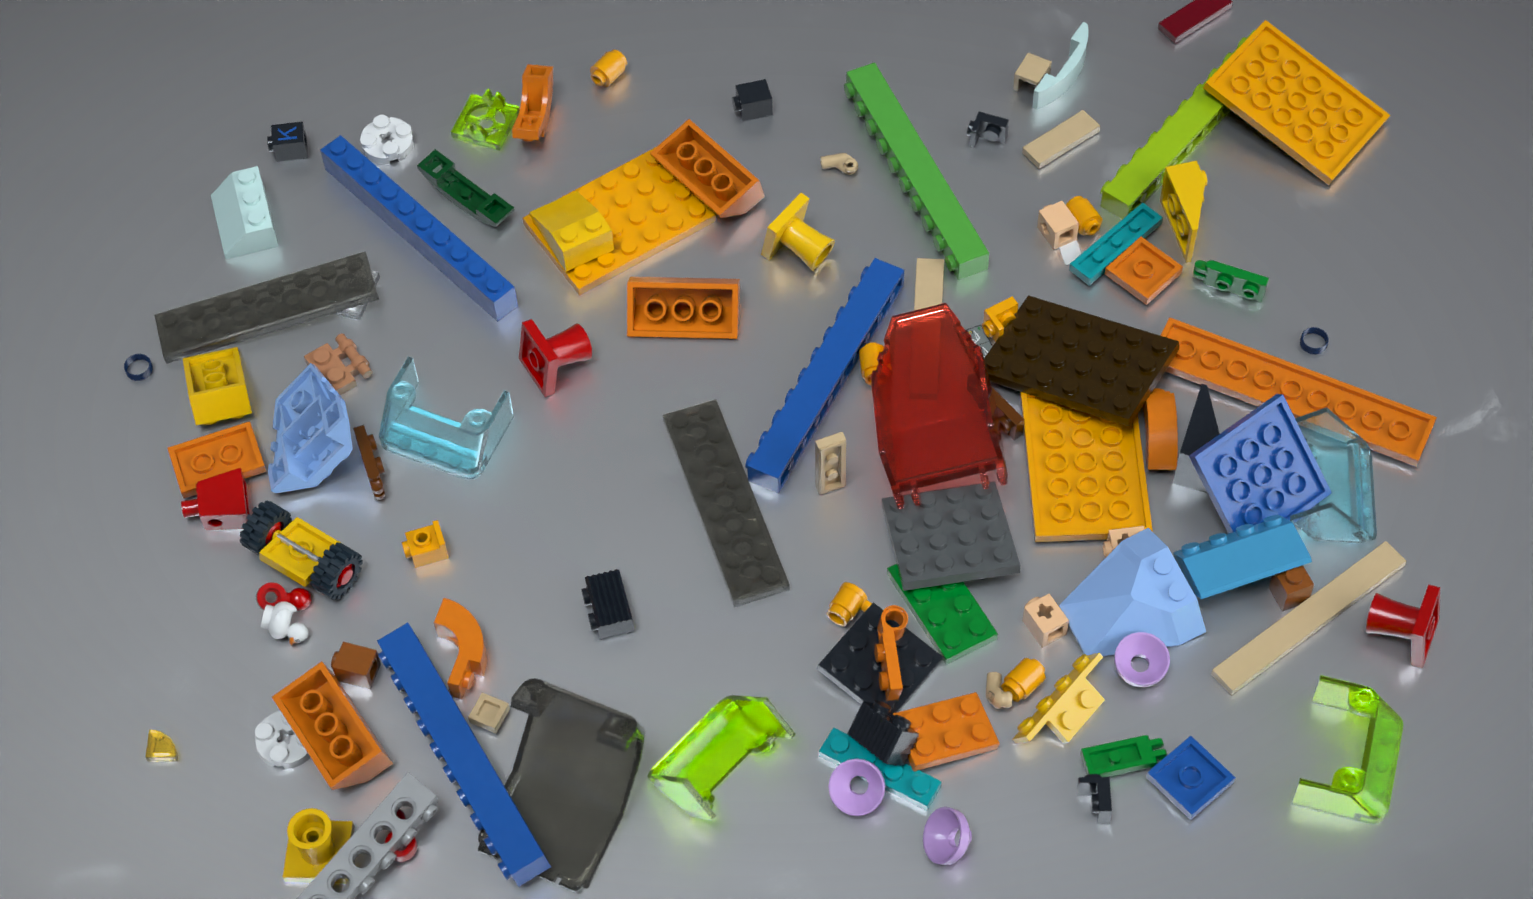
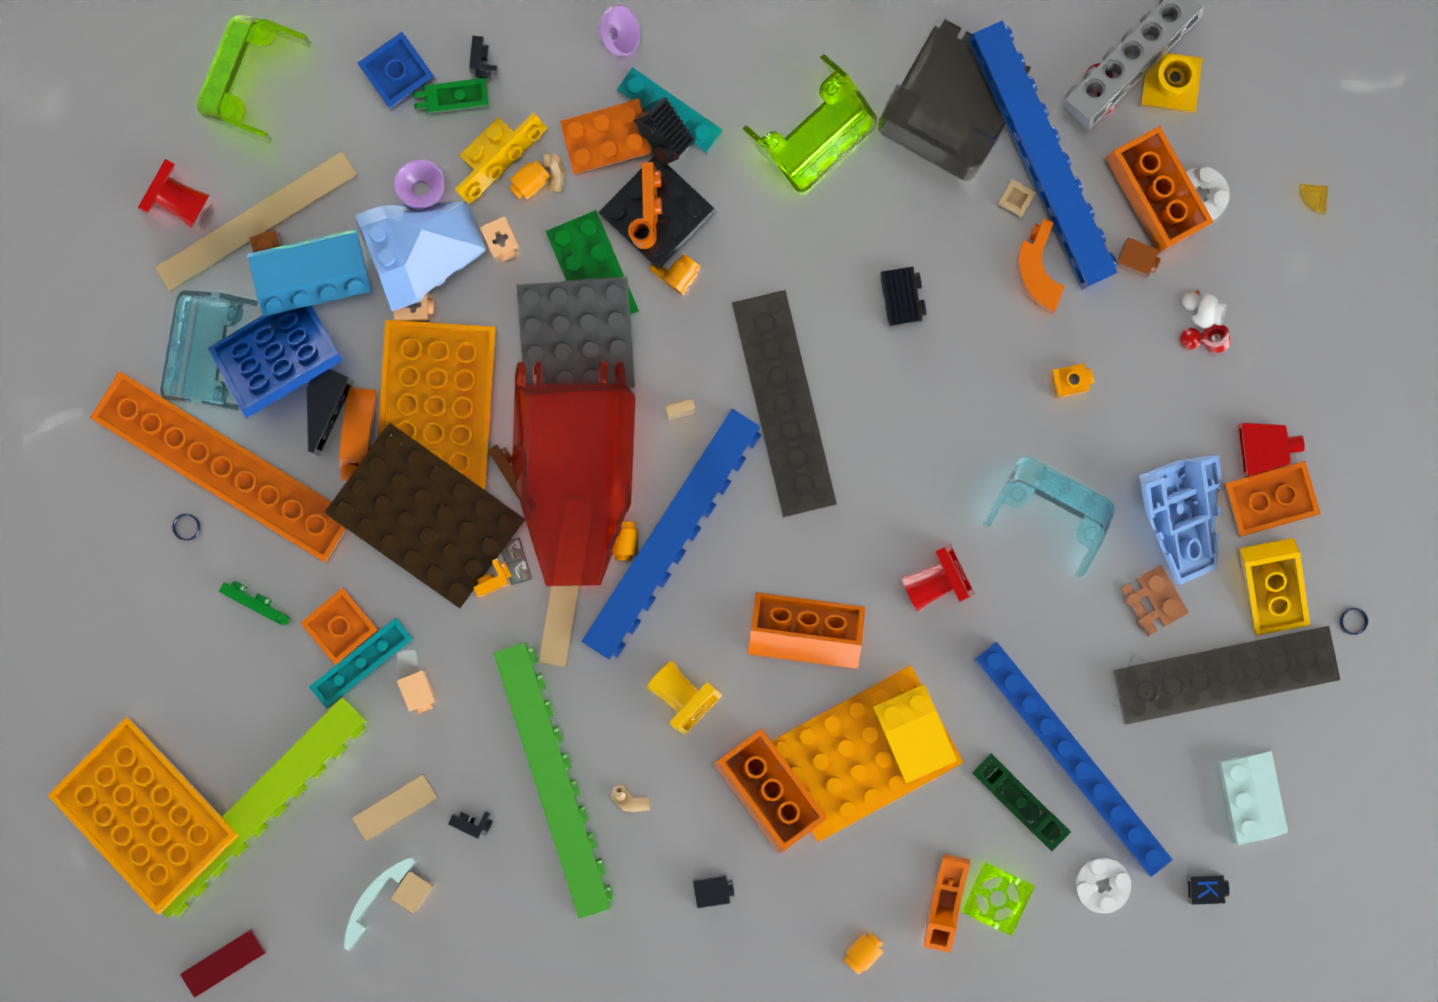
camera: 175 degrees left, 30 degrees up
(300, 550) = (1189, 379): plate -> none
(372, 465) = (1120, 473): reddish brown hinge -> none
(846, 798) = (694, 78): lavender piece -> none
(1085, 214) = (388, 699): light orange brick -> none
(1182, 202) = (283, 692): yellow slope -> none

